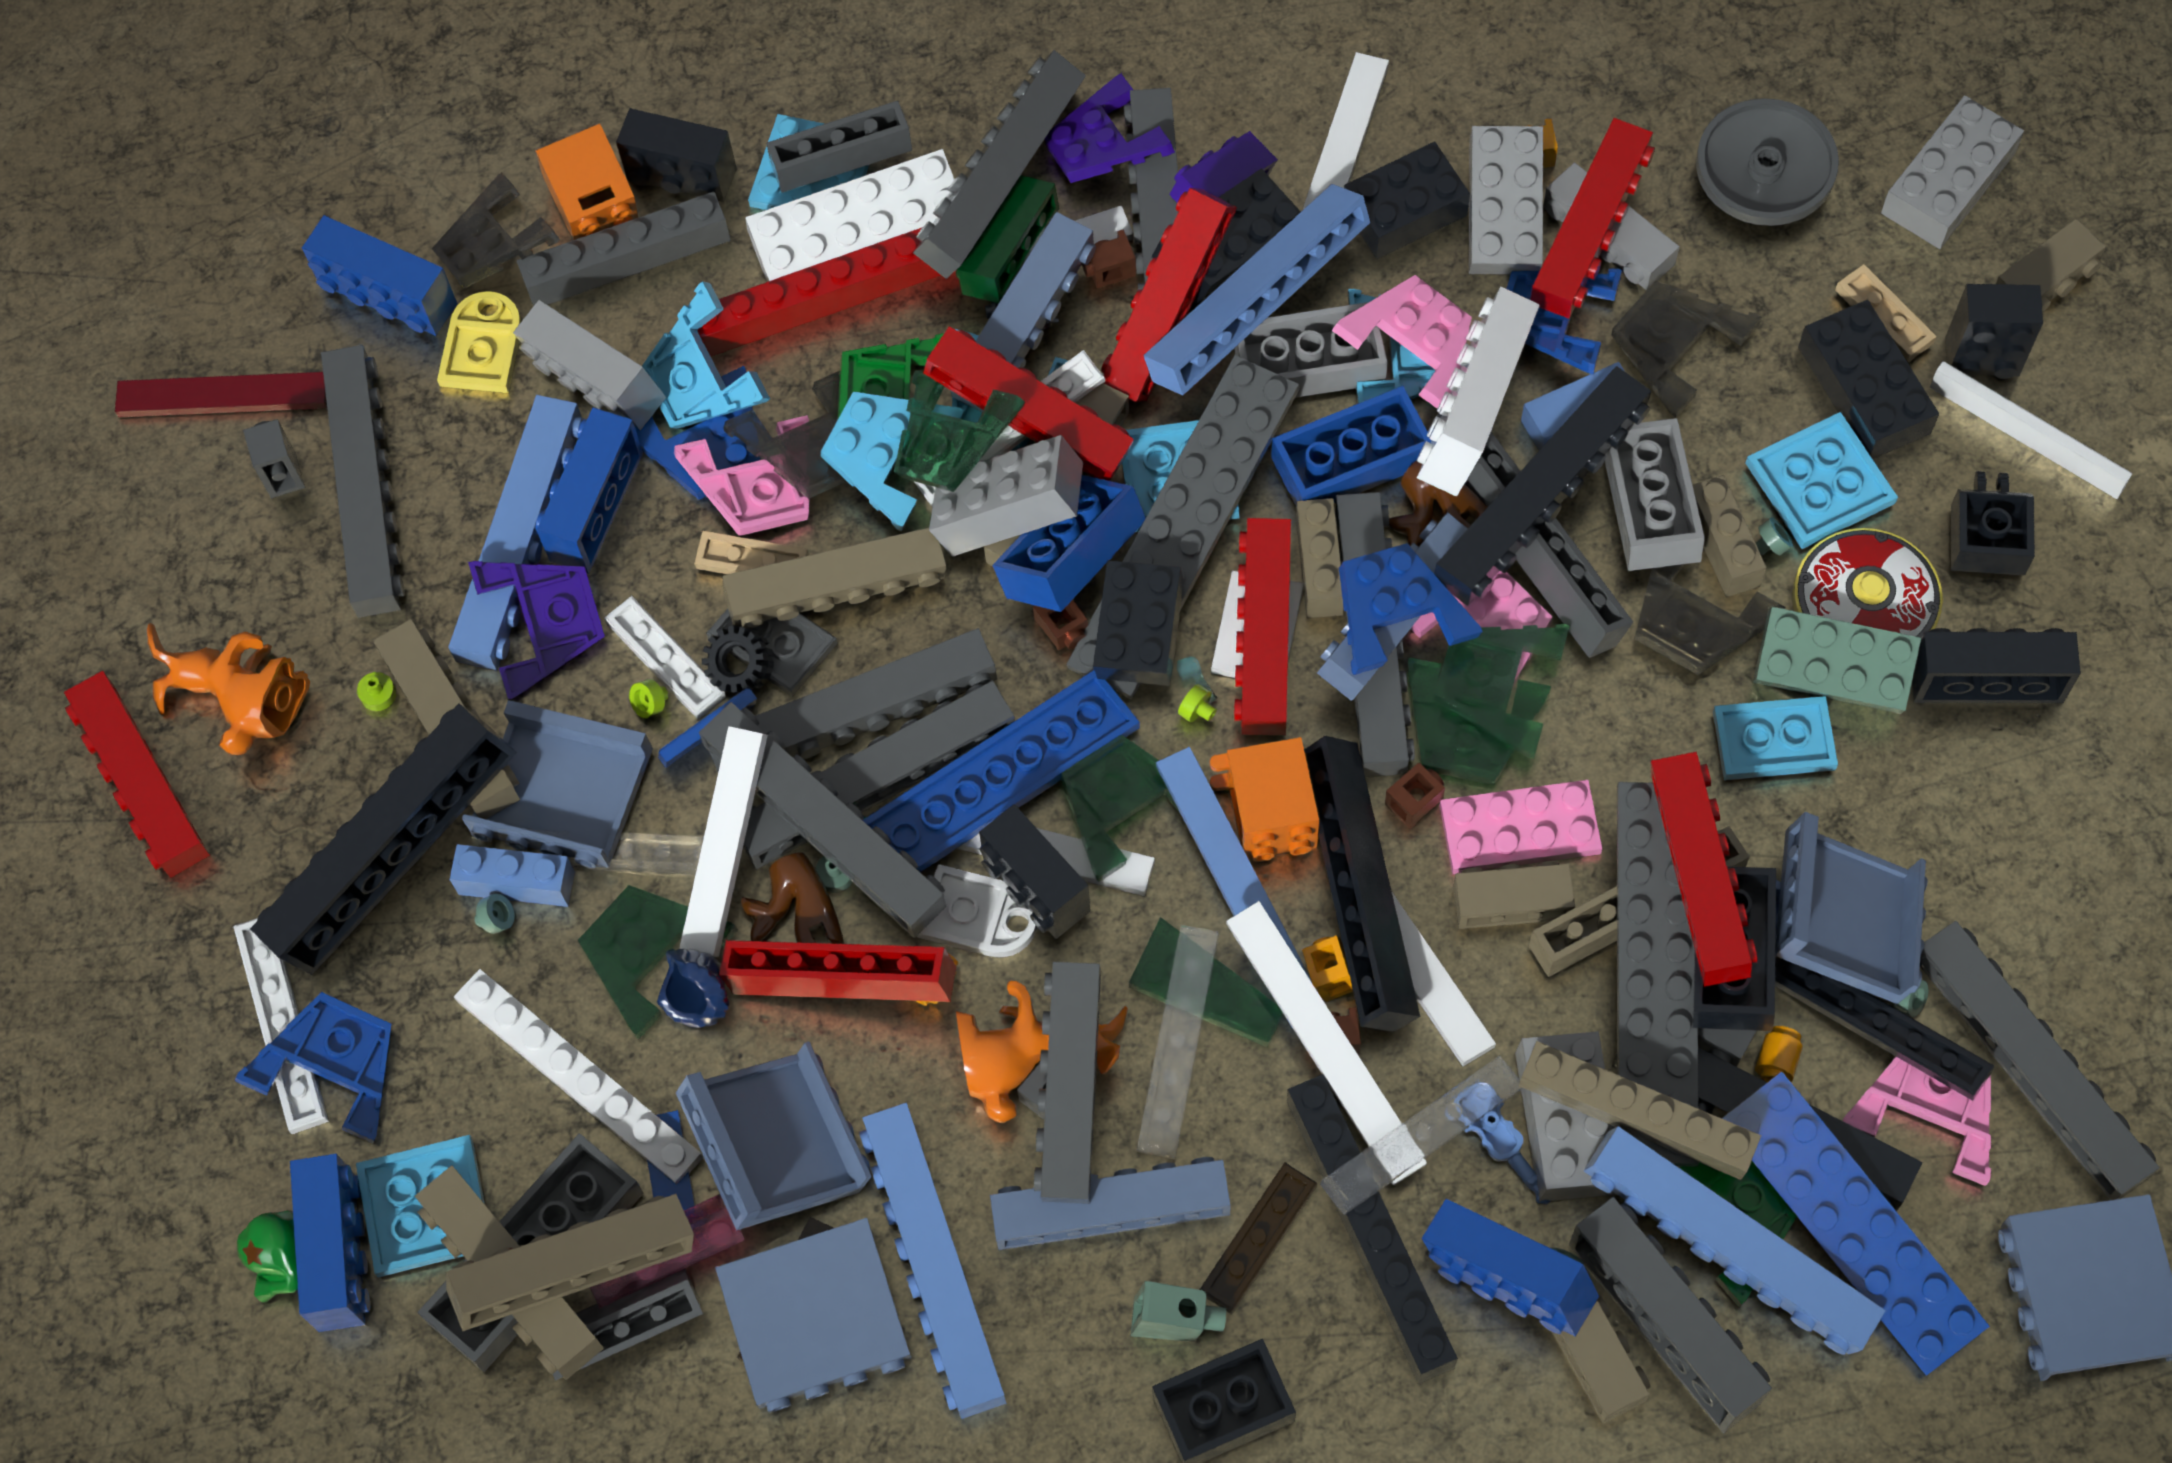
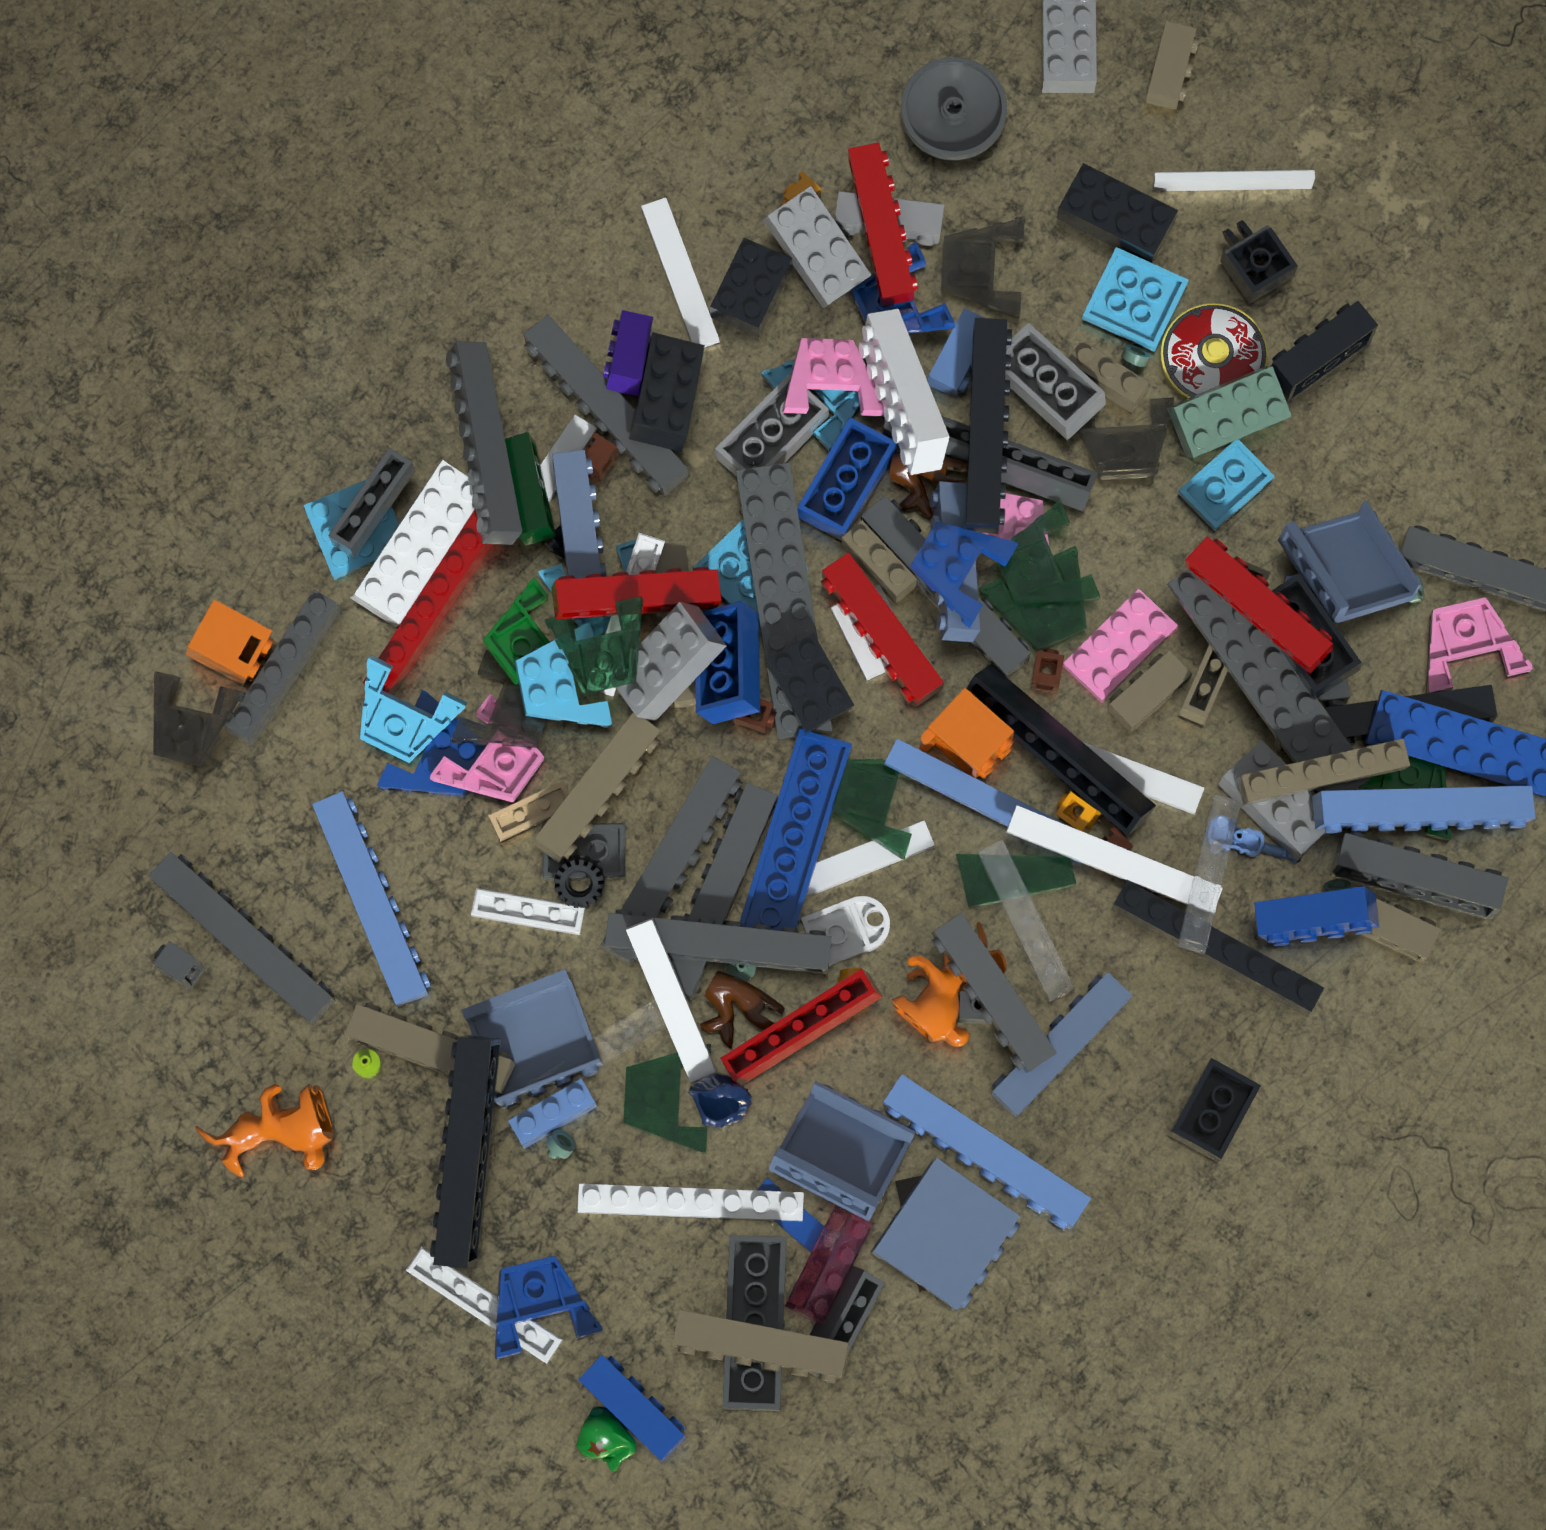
camera: 40 degrees left, 10 degrees up
(136, 774) = (262, 1224): red brick -> none
(220, 394) = (98, 947): dark red tile -> none
(379, 276) = (142, 799): blue brick -> none
(388, 1191) = (648, 1350): medium azure plate -> none
(479, 347) = (240, 796): light yellow tile -> none
(556, 613) = (443, 934): dark purple wing -> none
(568, 1261) = (798, 1312): dark tan brick -> none
(588, 365) = (332, 761): light grey brick -> none
(589, 489) = (400, 843): blue brick -> none
(647, 698) = (542, 945): lime tile -> none
(676, 154) = (267, 581): black brick -> none
(691, 738) = (594, 937): blue tile -> none
(1034, 872) = (868, 883): black brick -> none
(1090, 143) = (523, 386): dark purple wing -> none
(1159, 1317) = (1146, 1080): sand green torso -> none
(1169, 290) = (666, 459): red brick -> none
(1190, 668) = (853, 687): clear light blue hand -> none
(1196, 704) = (877, 707): lime tile -> none
(1257, 289) = (715, 416): medium blue brick -> none
(1258, 1237) = (1157, 1001): dark brown tile -> none
(1779, 1053) = (1368, 679): light orange brick -> none
(1886, 1028) = (1422, 618): black tile -> none
(1902, 324) = (1073, 154): tan plate -> none
(1994, 329) = (1173, 133): black brick -> none

